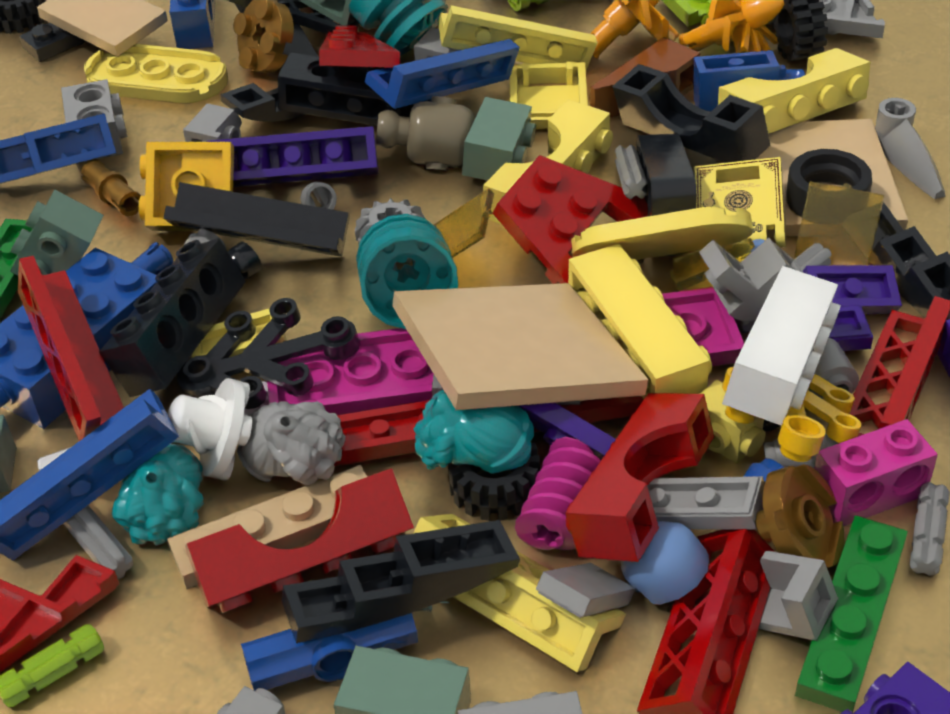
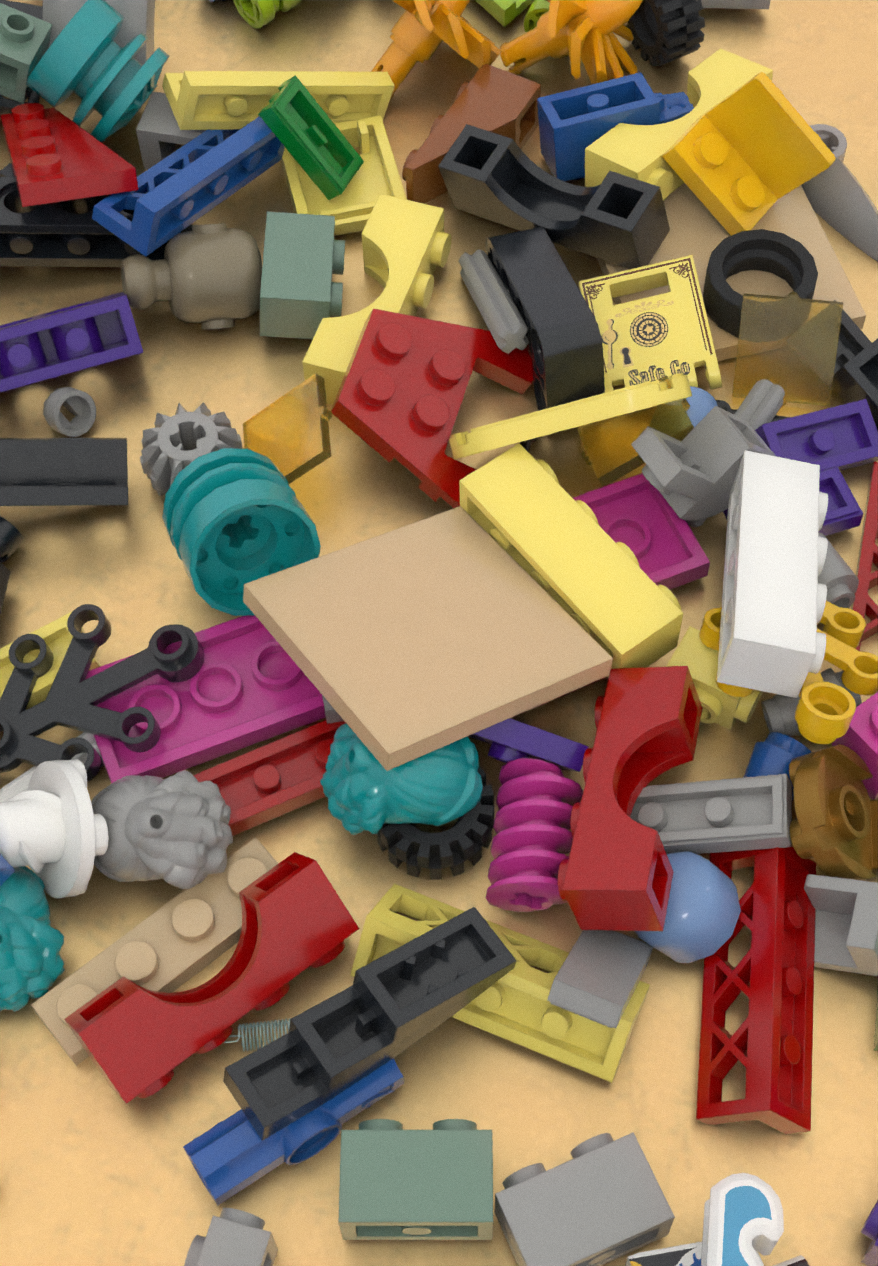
camera: 15 degrees left, 15 degrees up
(529, 62) = (311, 138): none -> green tile
(836, 100) = (748, 154): none -> yellow bracket

